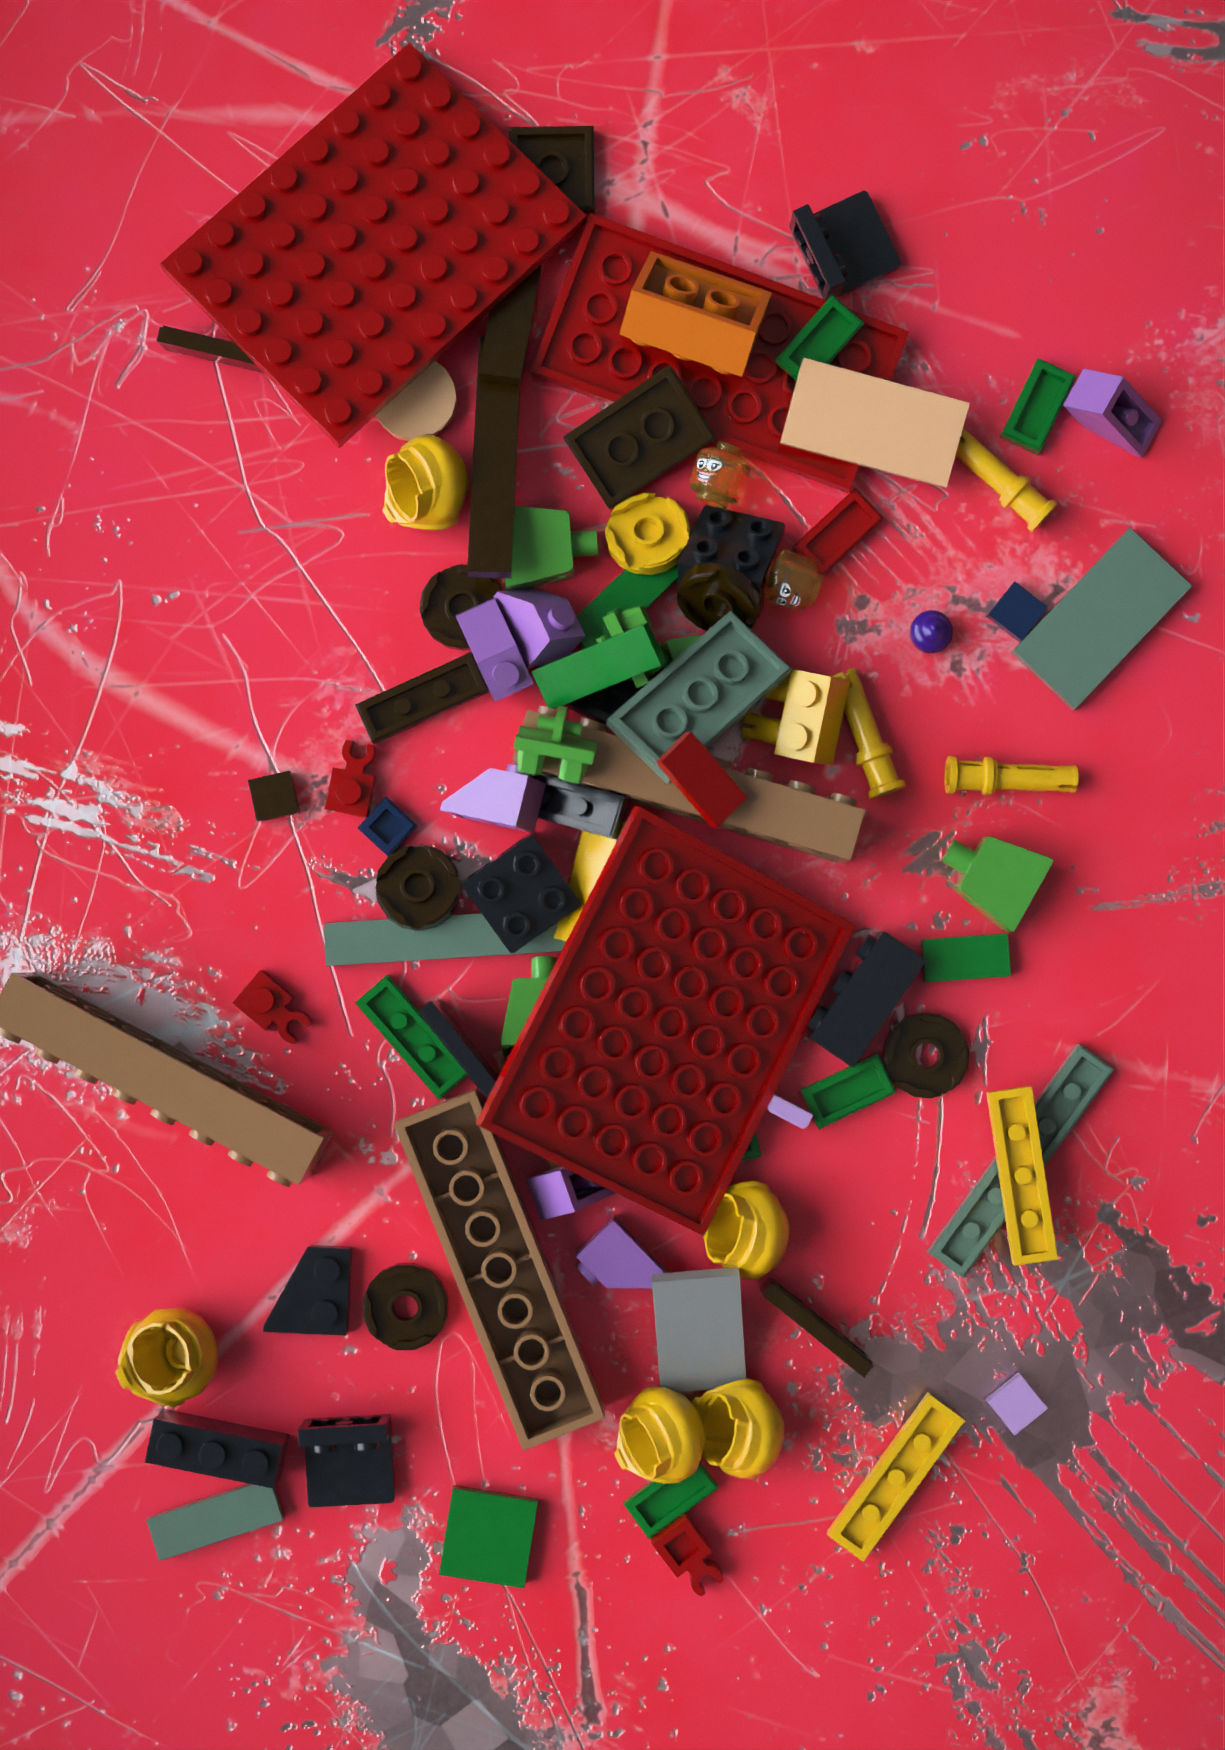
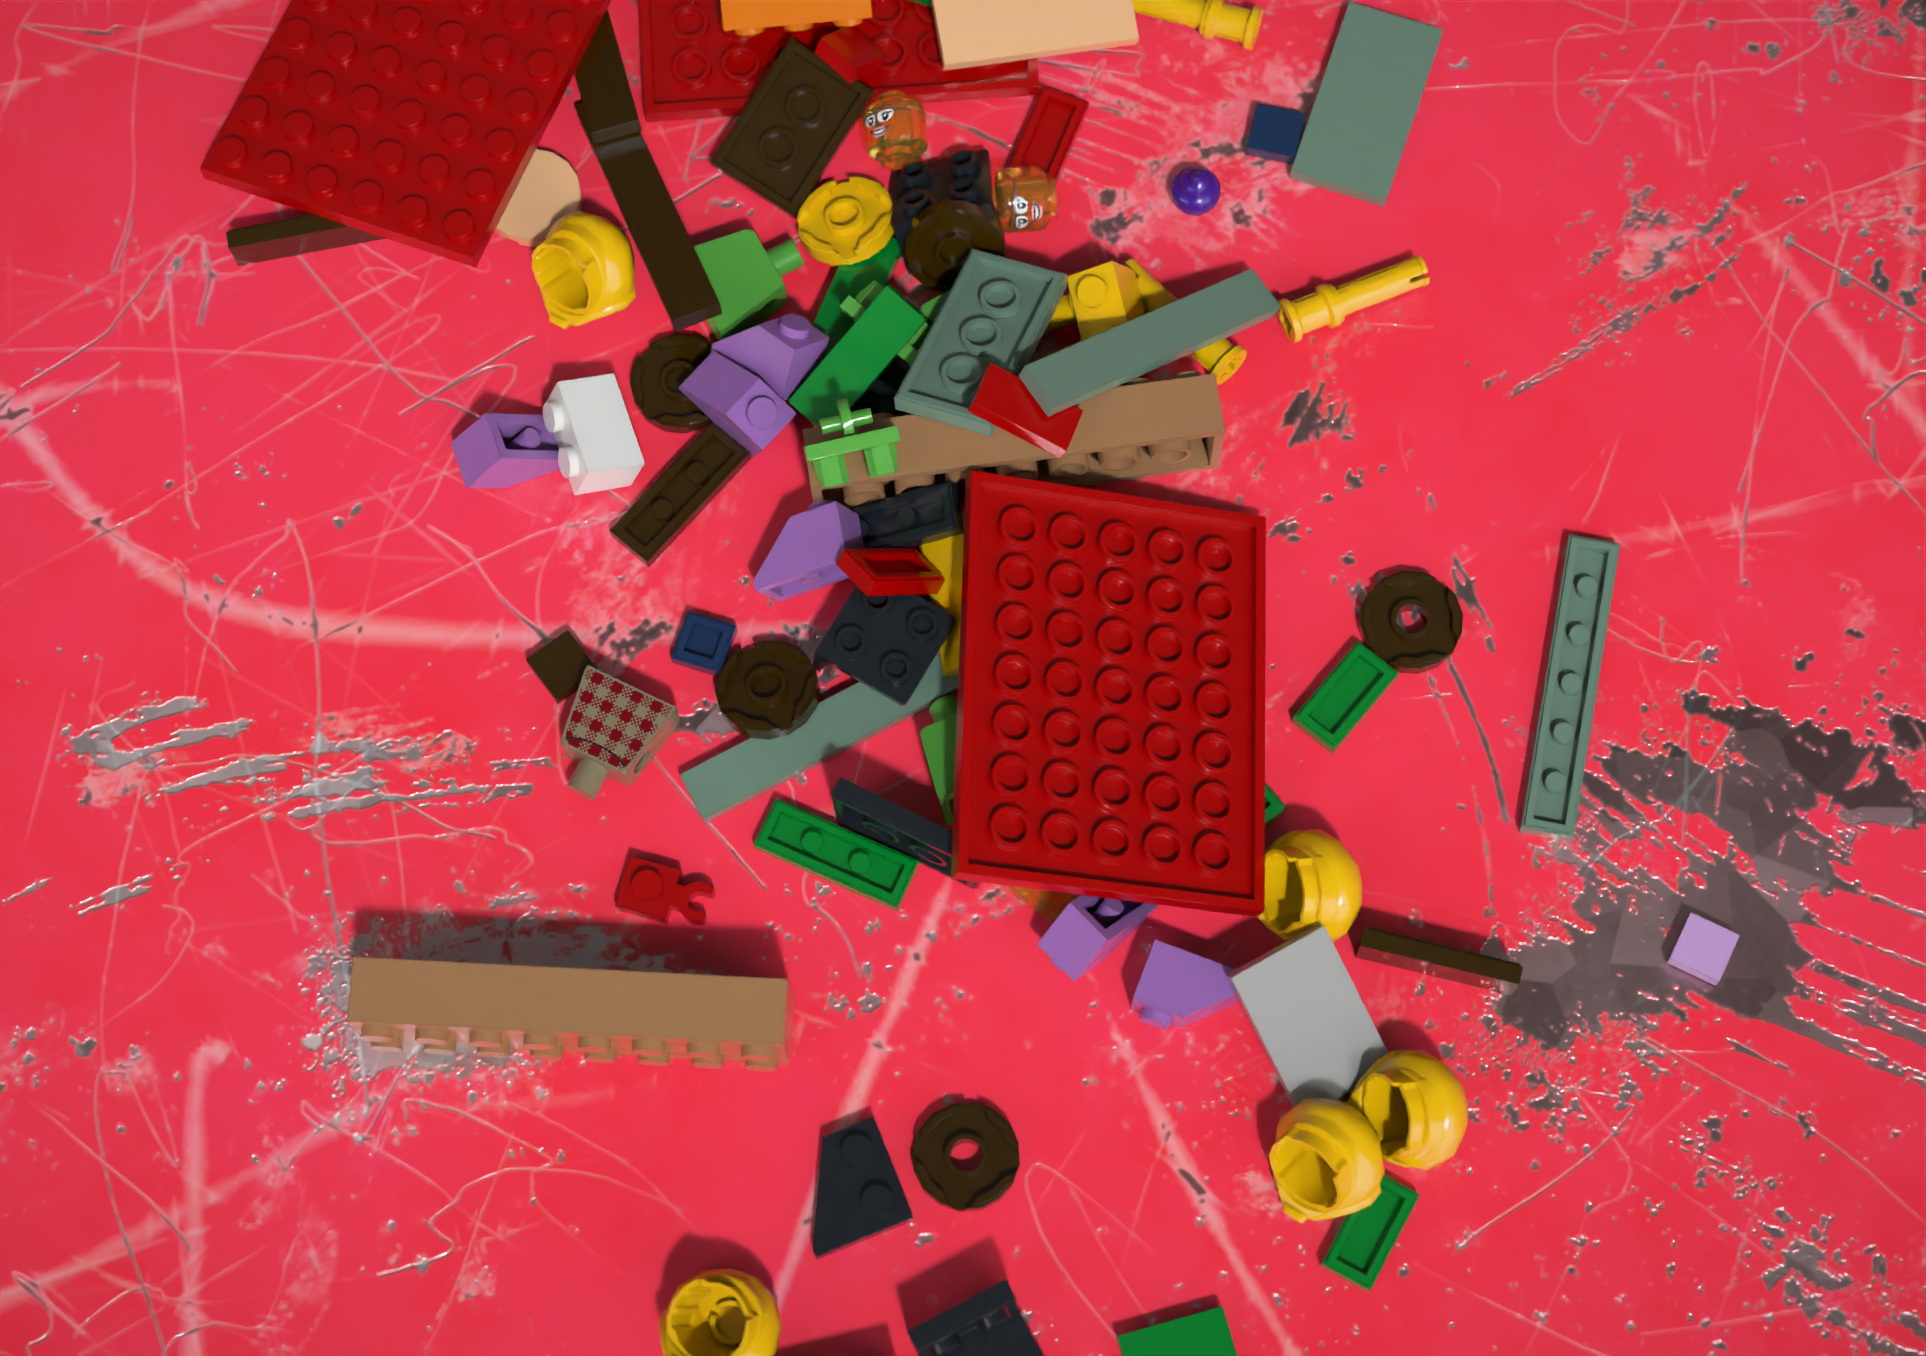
camera: 25 degrees left, 15 degrees down
(286, 868) = (613, 732): none -> dark tan torso
(309, 606) = (505, 450): none -> medium lavender slope
(350, 788) = (645, 619): red plate -> none
(373, 623) = (593, 434): none -> white brick
(500, 1270) = (1054, 1053): medium nougat brick -> none
(545, 848) = (890, 571): none -> red tile
(685, 1550) = (1416, 1282): red plate -> none
(711, 398) = (850, 53): none -> red tile
(789, 1111) = (1291, 742): lavender tile -> none
(827, 757) = (1148, 342): none -> sand green tile
(864, 997) = (1312, 587): black brick -> none
(895, 1476) = (1611, 1088): yellow plate -> none
(965, 957) = (1401, 501): green tile -> none
(997, 878) = (1392, 402): bright green torso -> none
(1022, 1175) = (1579, 692): yellow plate -> none

